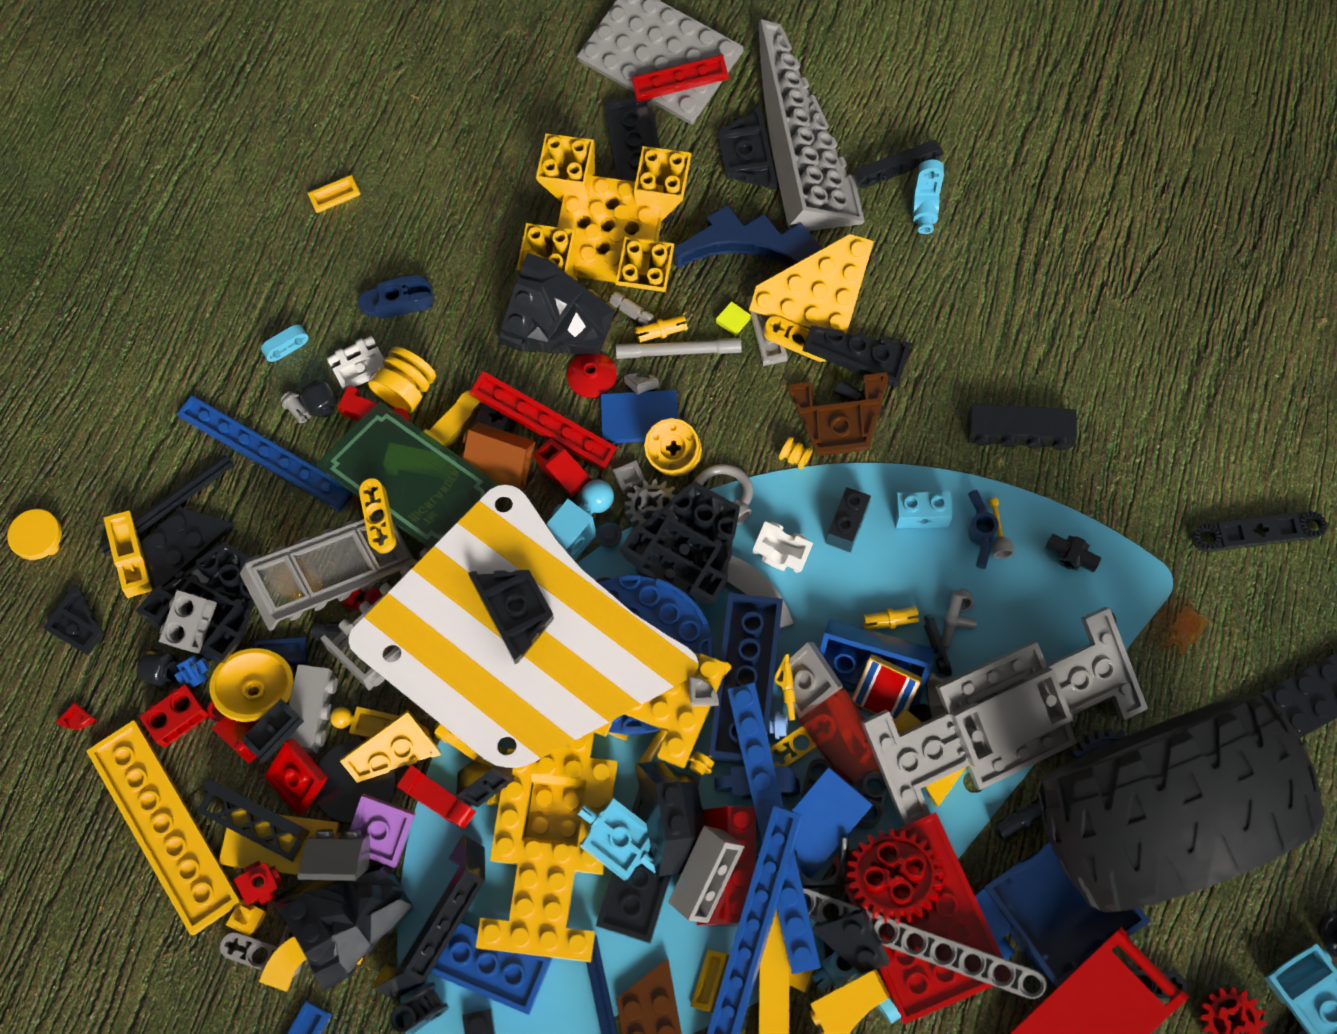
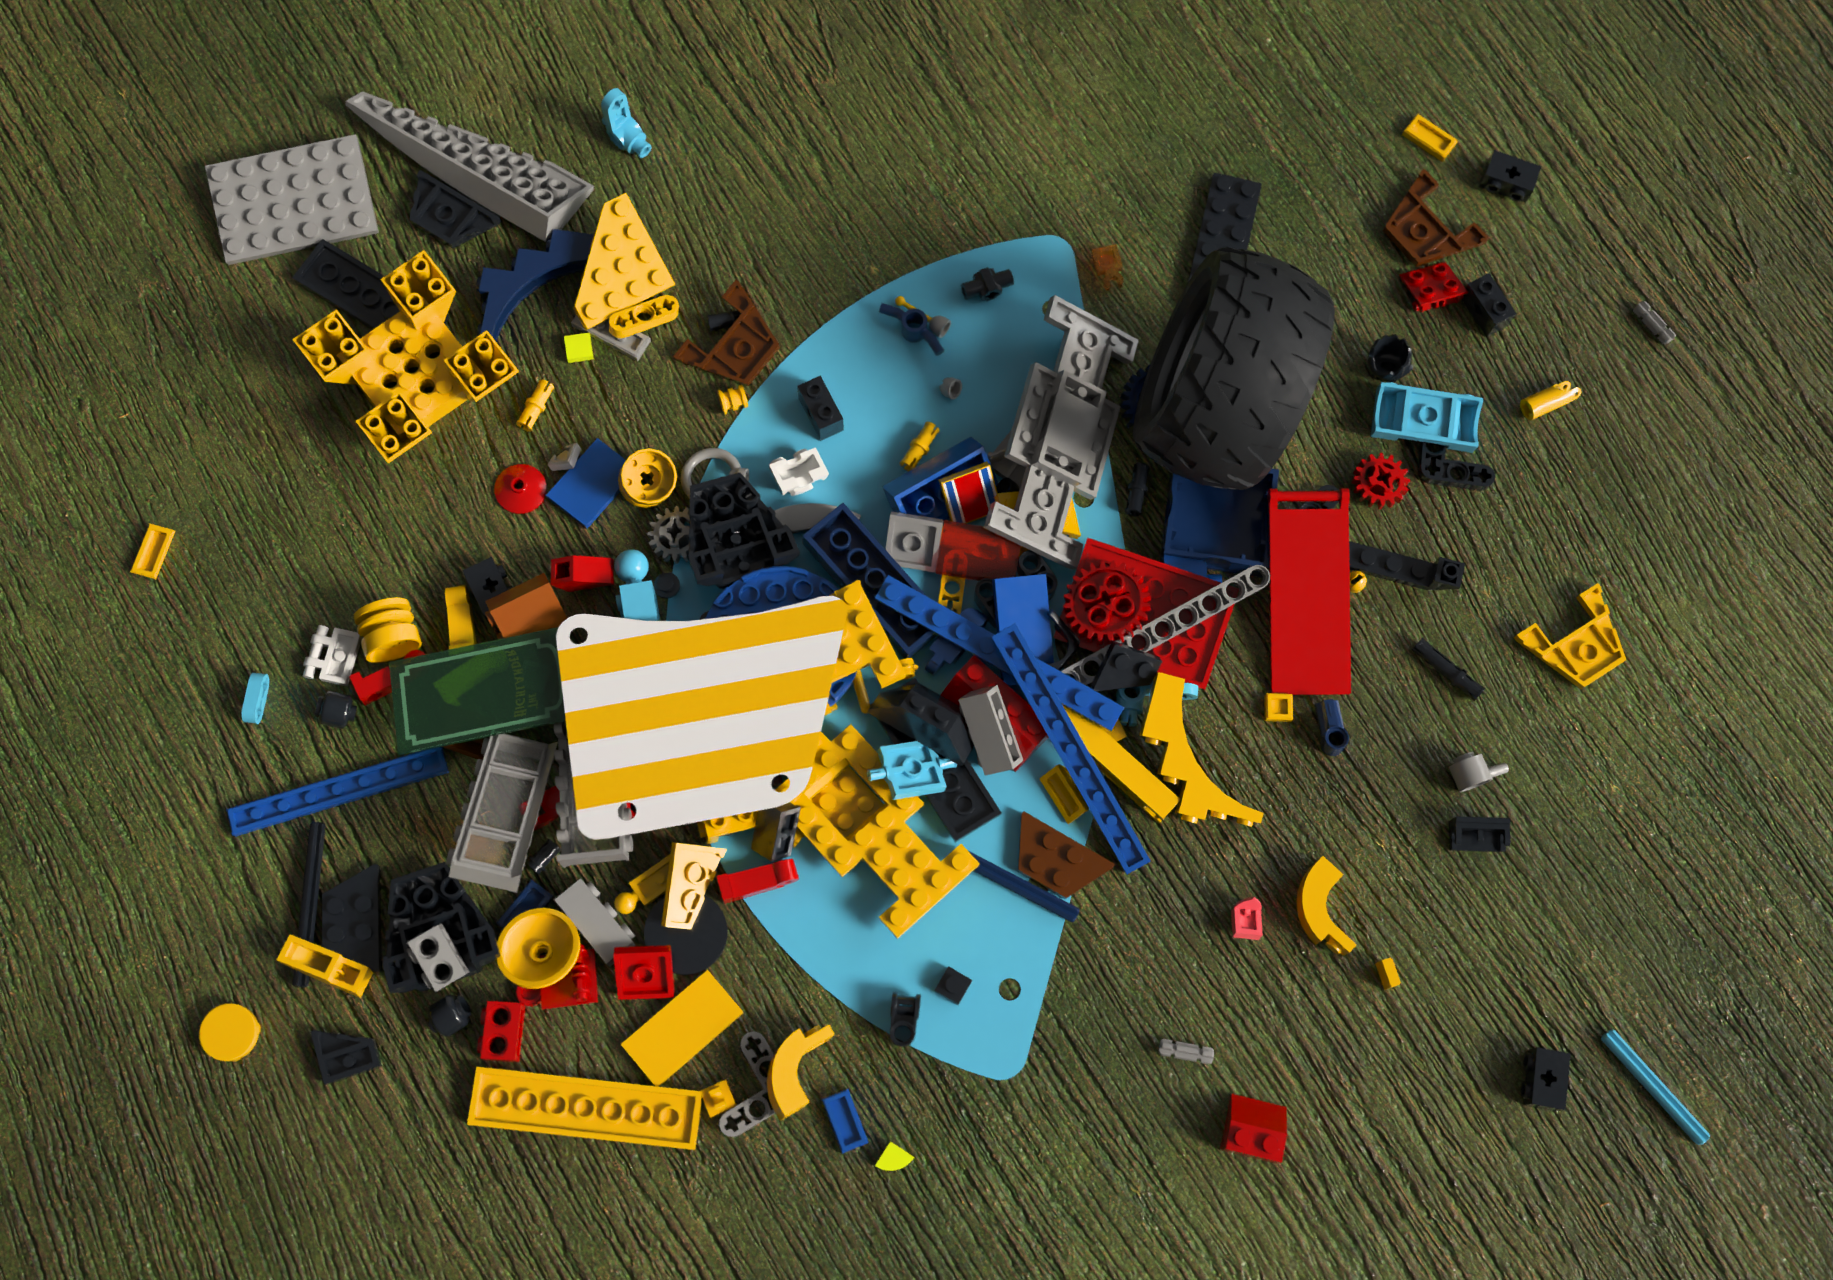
camera: 60 degrees left, 5 degrees up
(75, 718) = (427, 1115): red tile -> none
(192, 671) = (478, 989): blue gear -> none
(248, 883) = (699, 1073): red brick -> none
(252, 808) = (641, 1023): black fence -> none
(272, 730) = (595, 957): black hinge -> none
(294, 405) = (321, 734): light grey pin -> none
(335, 855) = (738, 986): dark grey slope -> none
(342, 920) = (787, 1019): black wedge -> none
(385, 523) = (480, 722): yellow beam -> none
(387, 828) = (743, 941): medium lavender plate -> none
(413, 296) = (294, 597): dark blue piece -> none
(440, 925) = (862, 960): black slope -> none
(498, 975) = (926, 943): blue tile -> none
(514, 608) = (675, 691): black wing -> none
(543, 420) = (529, 553): red plate -> none
(554, 312) = (448, 467): black wedge -> none
(629, 476) = (633, 532): light grey tile -> none
(631, 309) = (495, 412): light grey axle -> none
(637, 350) = (535, 438): light grey piece -> none
(680, 78) = (334, 203): red tile -> none
(702, 693) = (866, 615): light grey tile -> none
(779, 725) = (928, 588): light blue plate -> none
(787, 685) = (904, 558): yellow hand -> none
(858, 352) = (698, 284): black wing -> none
(897, 164) = (571, 120): black beam -> none
(923, 510) = (862, 351): medium azure brick -> none
(942, 662) = (965, 431): black piece -> none
(953, 620) = (960, 405): light grey piece -> none
(1022, 426) = (863, 230): black brick -> none
(1241, 534) = (1076, 167): black piece -> none

